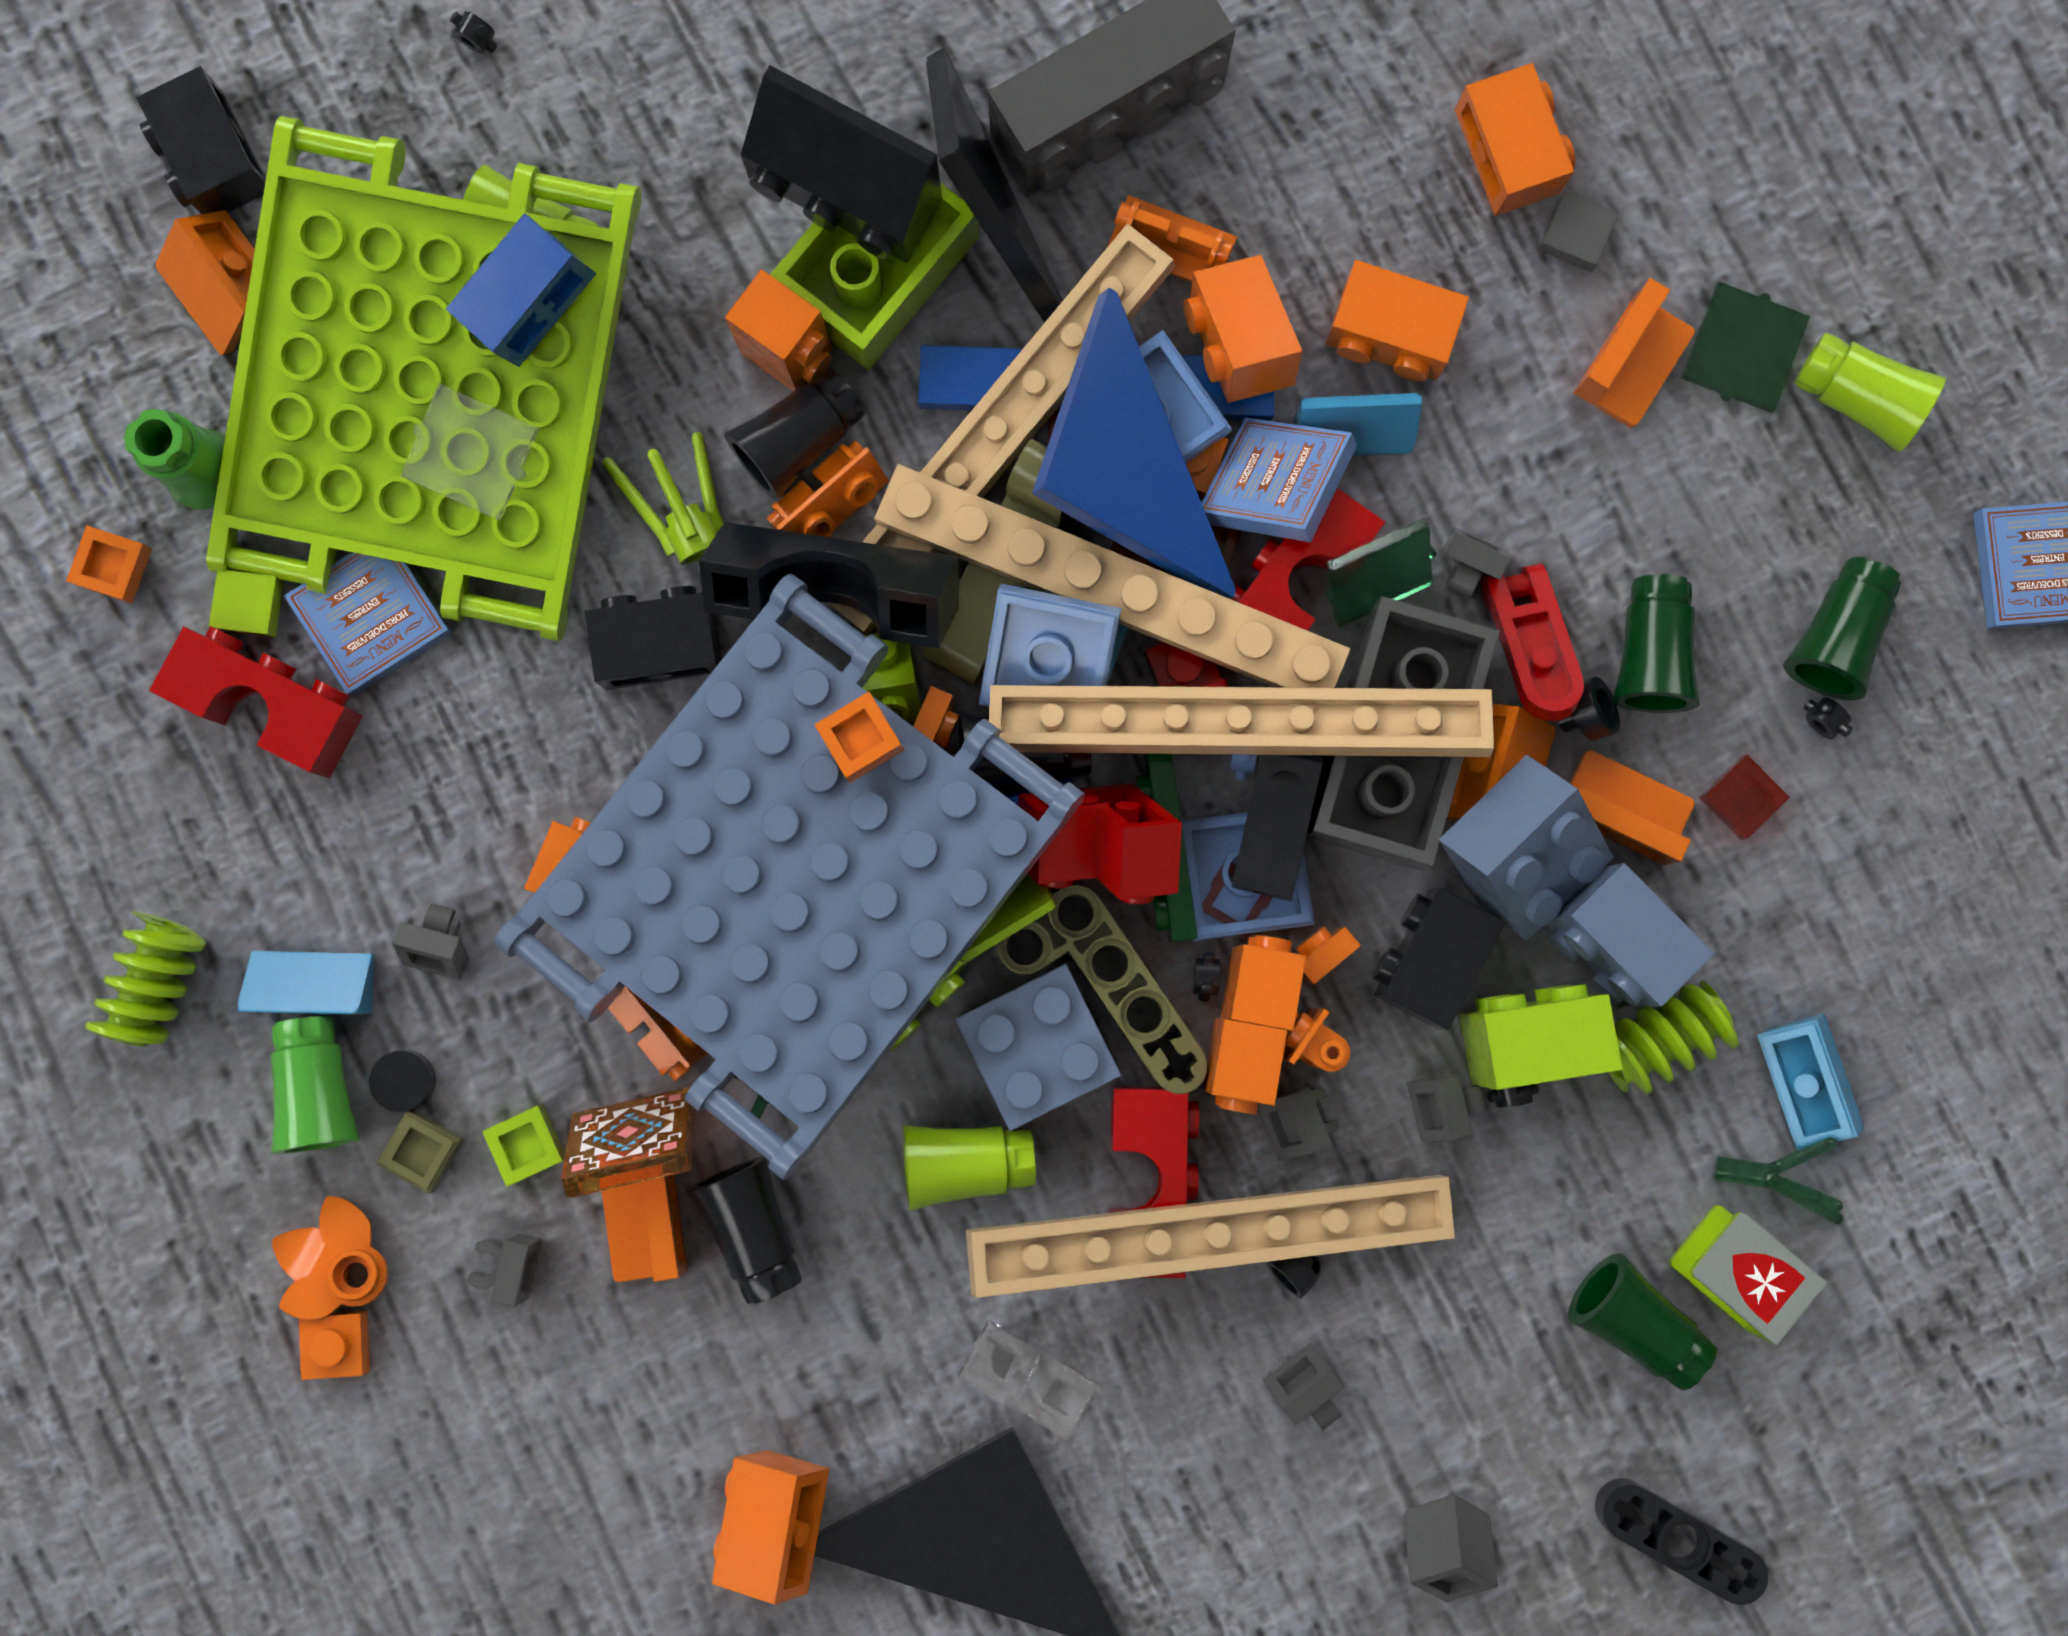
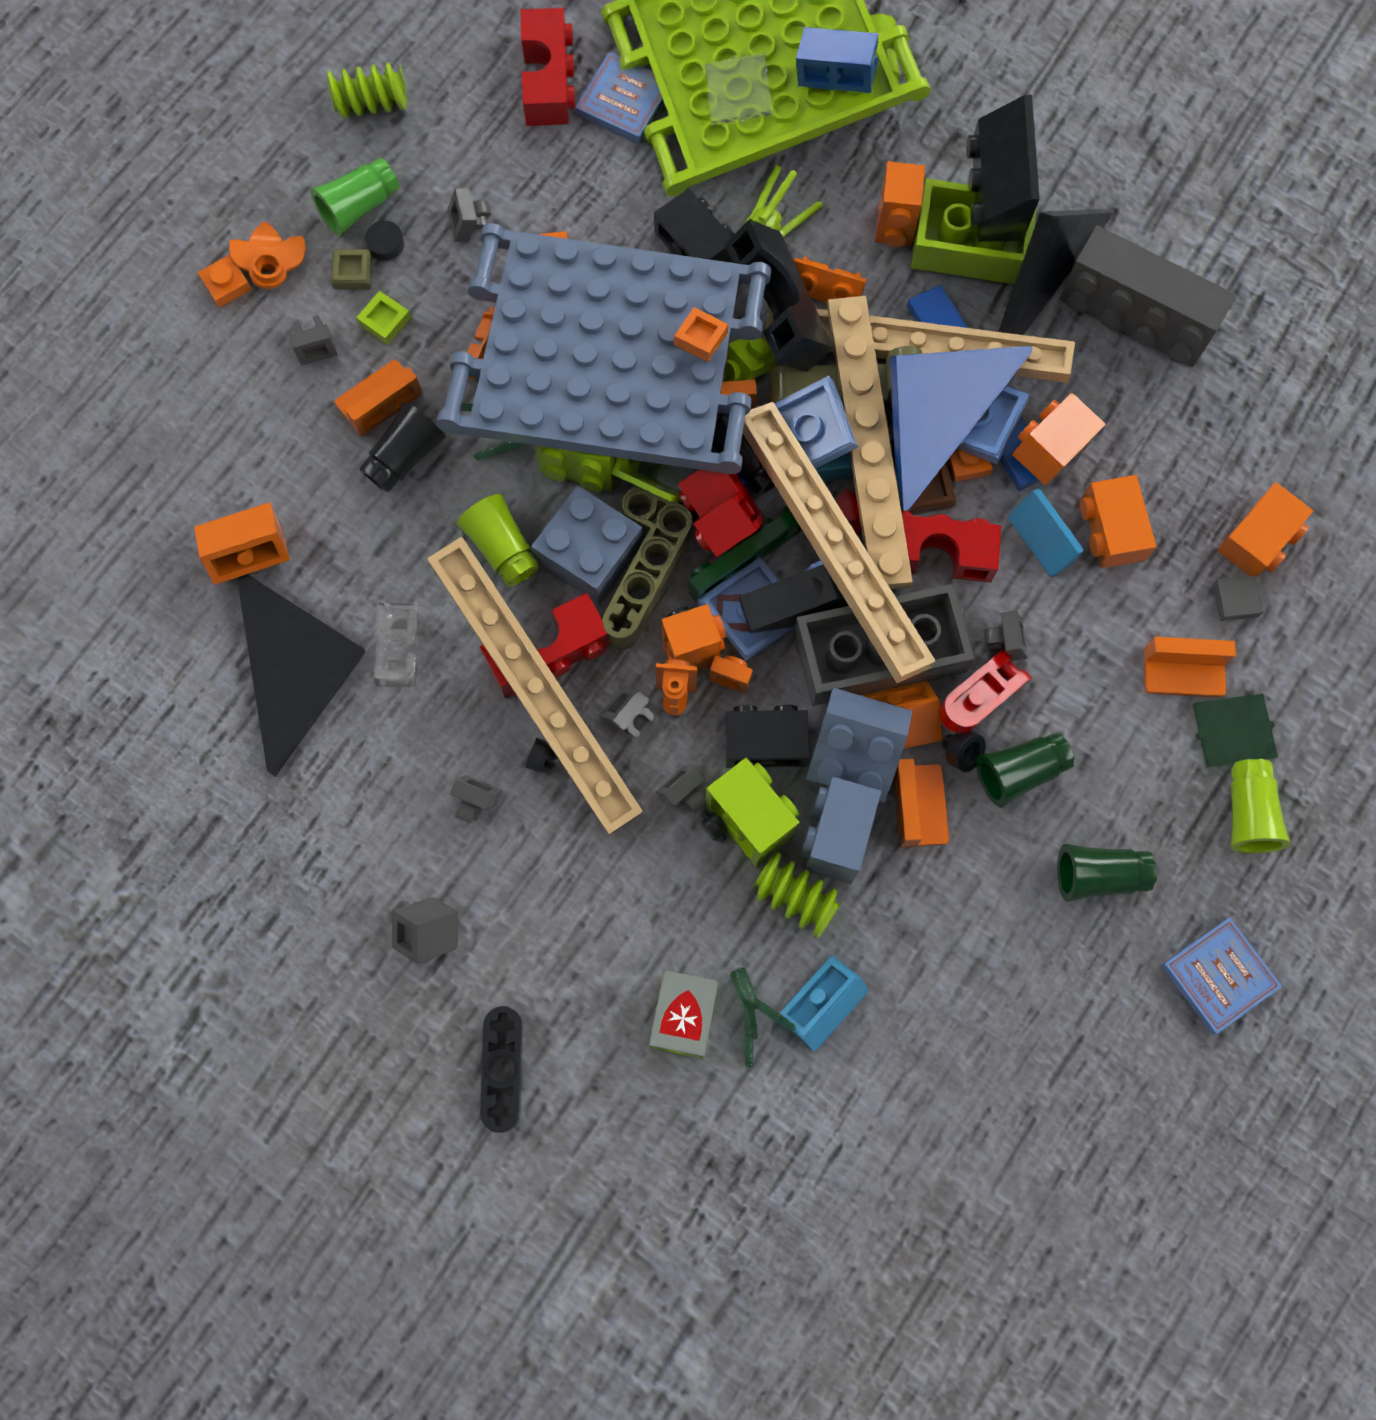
camera: 60 degrees right, 10 degrees down
(246, 603) = (594, 38): lime tile -> none
(308, 983) = (411, 169): dark azure slope -> none
(628, 1143) = (411, 357): clear orange tile -> none
(795, 431) = (852, 245): black plant -> none
(1185, 240) = (1086, 379): orange hinge -> none
(1243, 1065) = (638, 650): orange brick -> none
(1278, 478) = (985, 500): medium blue tile -> none
(1385, 567) = (975, 583): clear green piece -> none
(1641, 1323) = (618, 971): dark green plant -> none
(1744, 797) = (968, 870): clear red tile -> none
(1828, 718) = (1046, 893): black piece -> none

